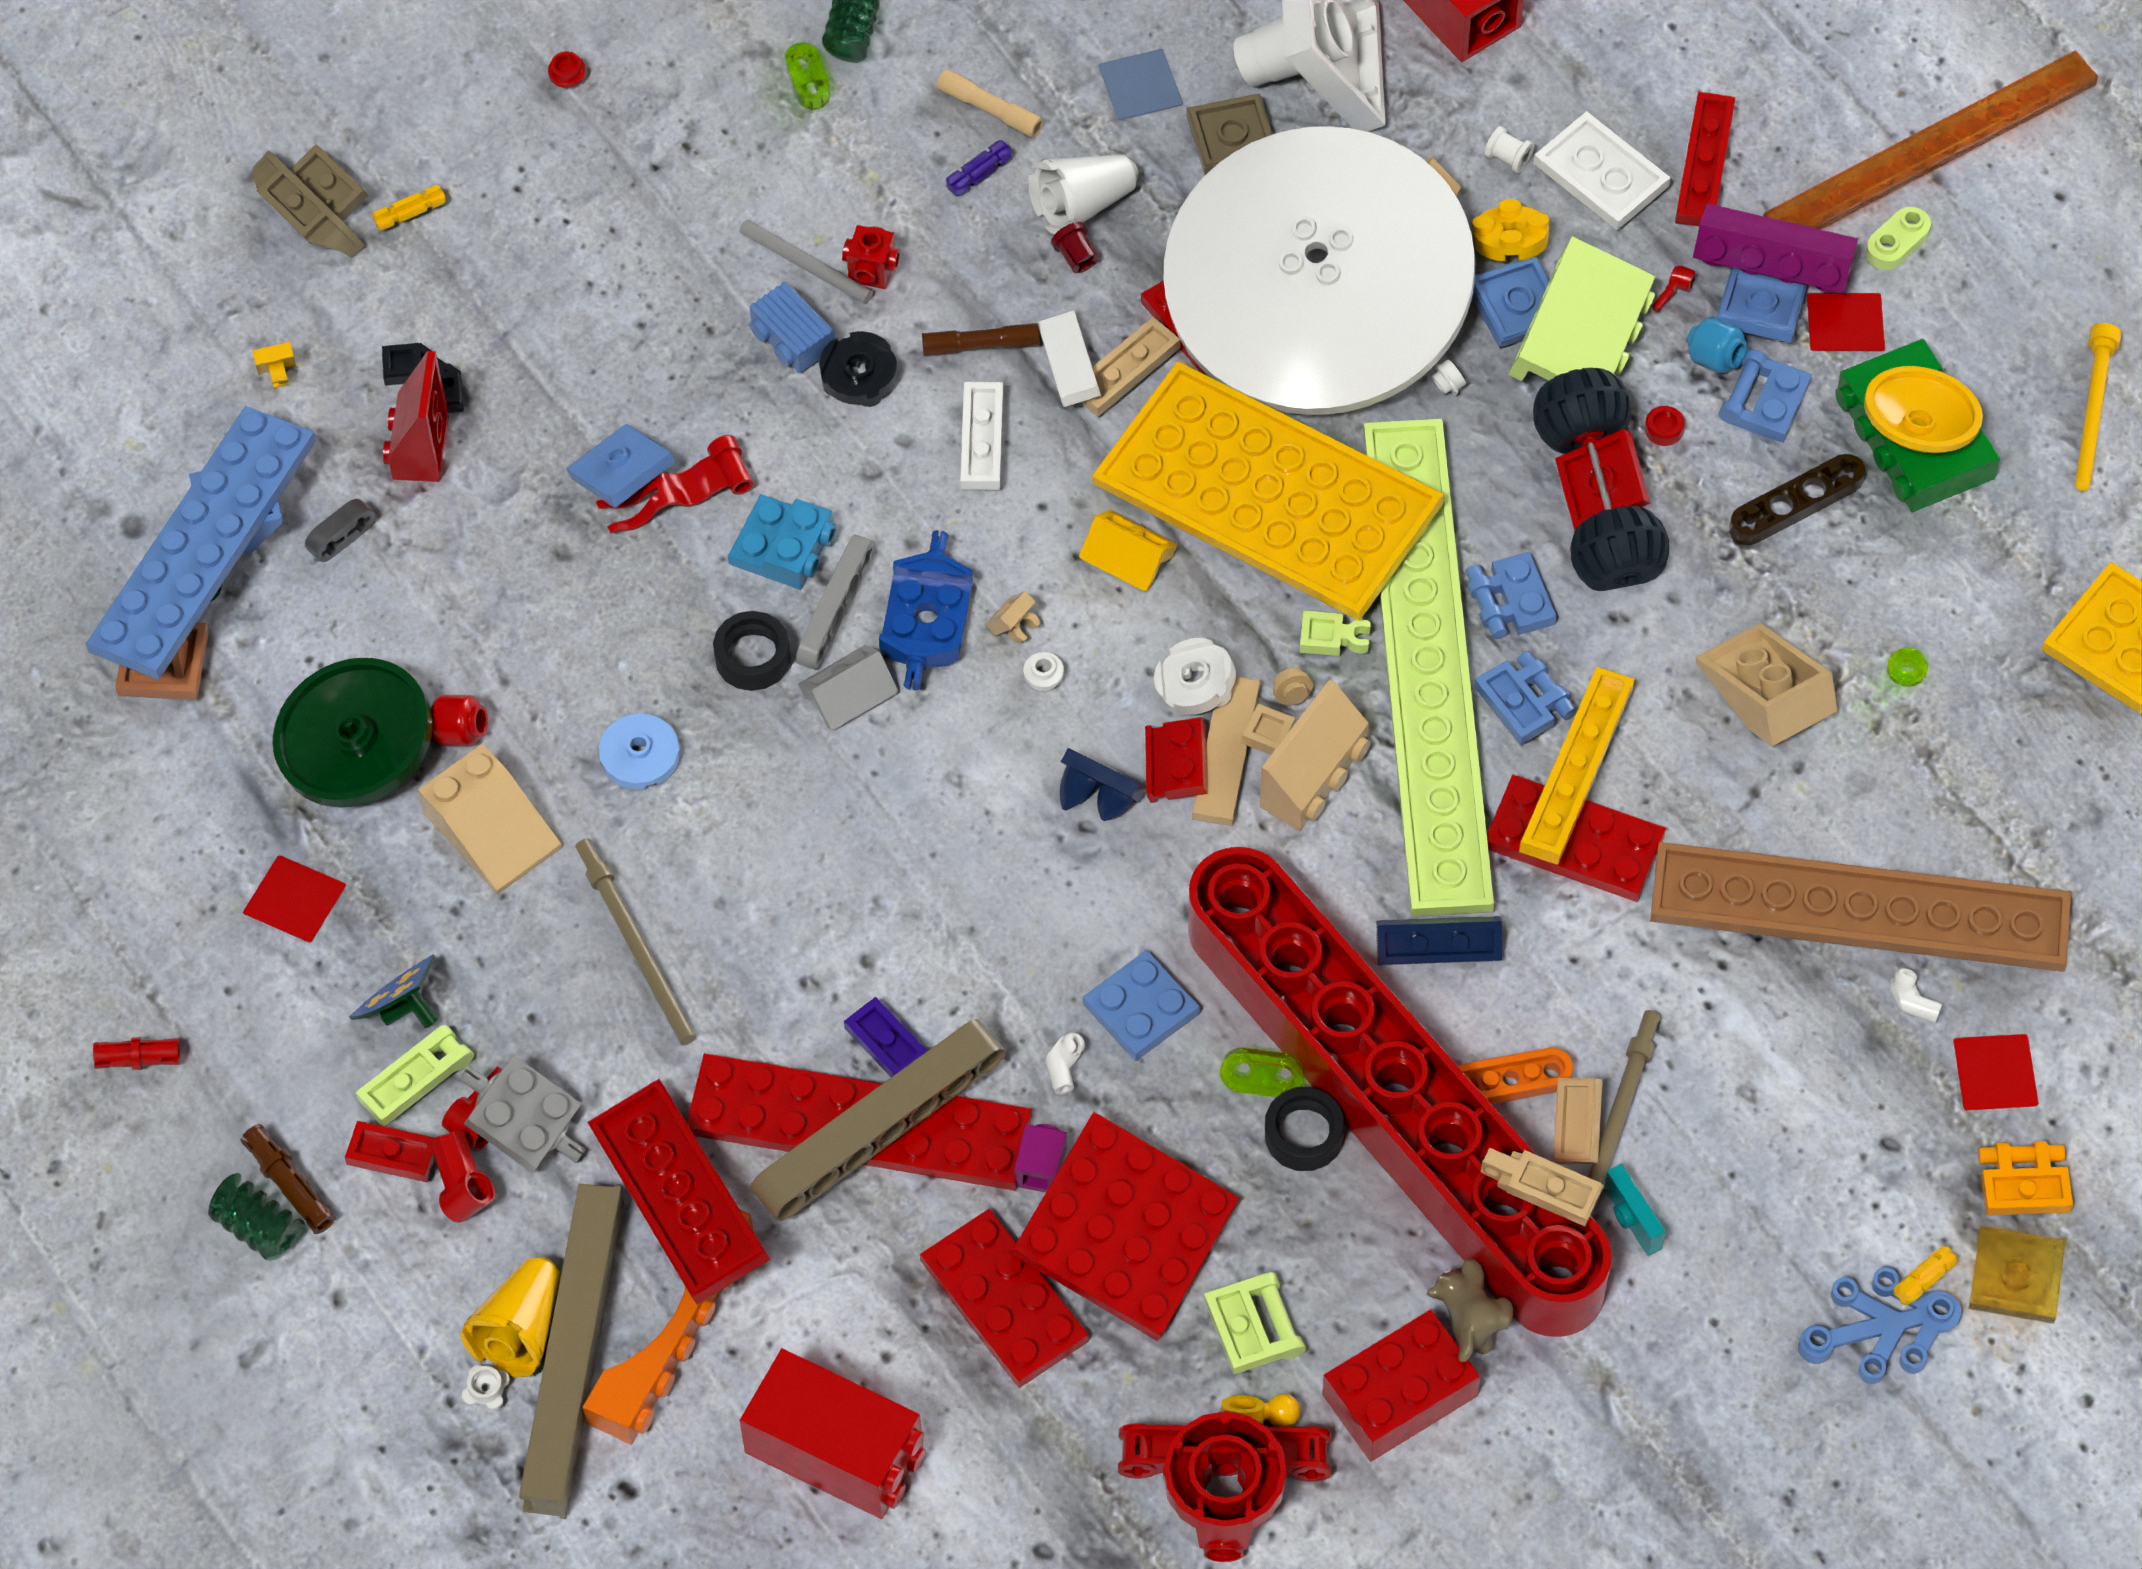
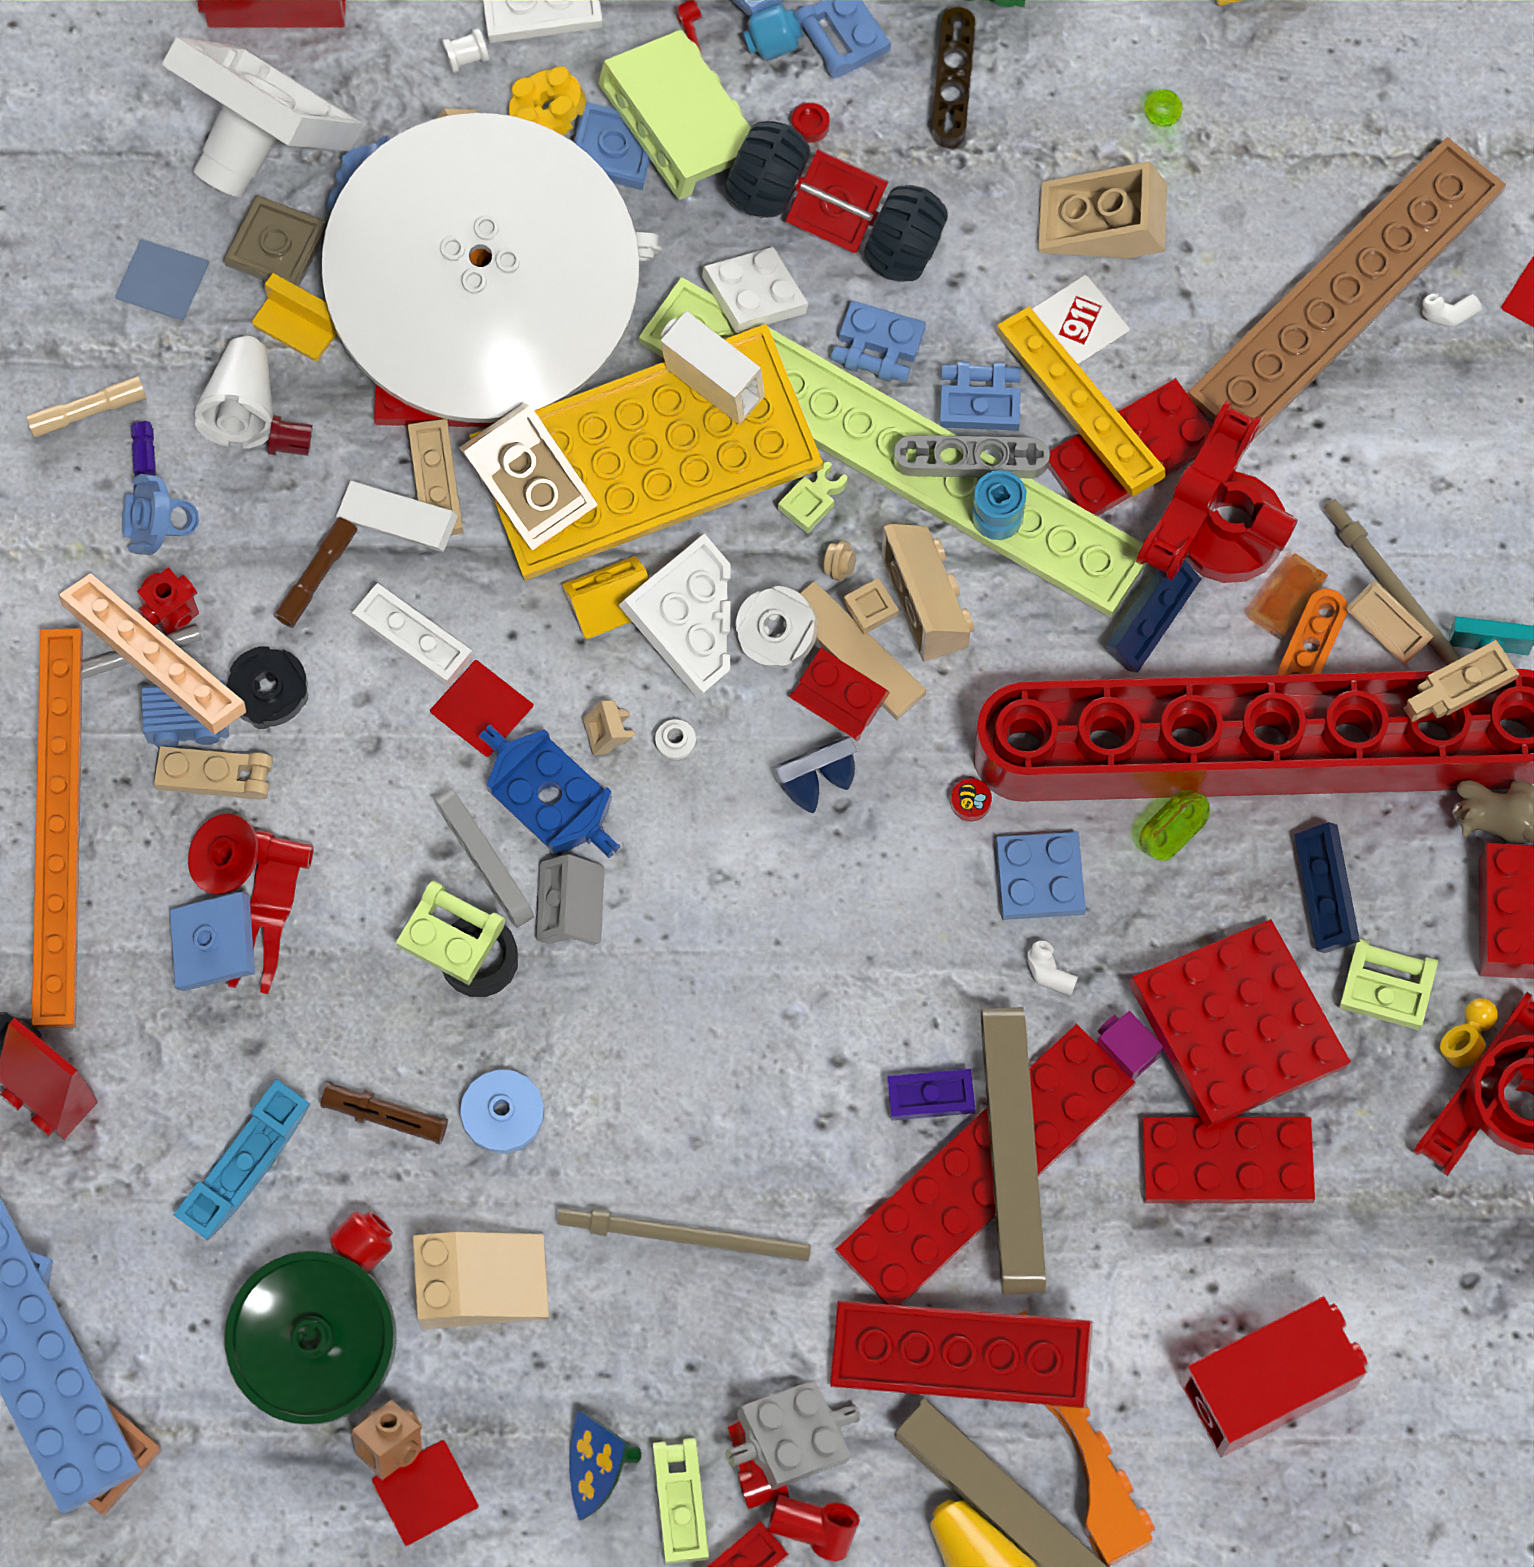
camera: 55 degrees left, 10 degrees up
(312, 837) = (387, 1439): none -> medium nougat brick
(339, 530) = (88, 1218): flat silver beam -> none
(461, 606) = (245, 1162): none -> dark azure slope
(569, 656) = (385, 1113): none -> reddish brown pin
(630, 306) = (57, 829): none -> orange plate
(696, 426) = (211, 852): none -> red dish
(735, 612) = (444, 944): none -> yellowish green plate
(760, 379) = (212, 772): none -> tan plate
(783, 540) = (387, 859): dark azure plate -> none
(815, 269) = (152, 653): none -> light nougat plate
(931, 199) = (148, 515): none -> medium blue tile
(968, 520) = (478, 701): none -> red sticker
(1154, 606) = (687, 614): none -> white plate
(1165, 913) = (971, 799): none -> red tile
(1171, 415) = (528, 475): none -> slope
(1175, 182) = (295, 318): none -> yellow panel
(1300, 1221) = (1327, 887): none -> dark blue plate
(1304, 1099) = (1254, 799): black tyre -> none
(1361, 471) = (712, 367): none -> white brick
(1426, 758) = (998, 505): none -> dark azure wheel
(1464, 714) = (971, 449): none -> light grey beam
(1476, 476) = (754, 290): none -> white plate
(1540, 1031) = (1287, 596): none -> clear orange plate
(1572, 905) = (1202, 536): none -> red piece
(1661, 730) = (1081, 319): none -> white sticker

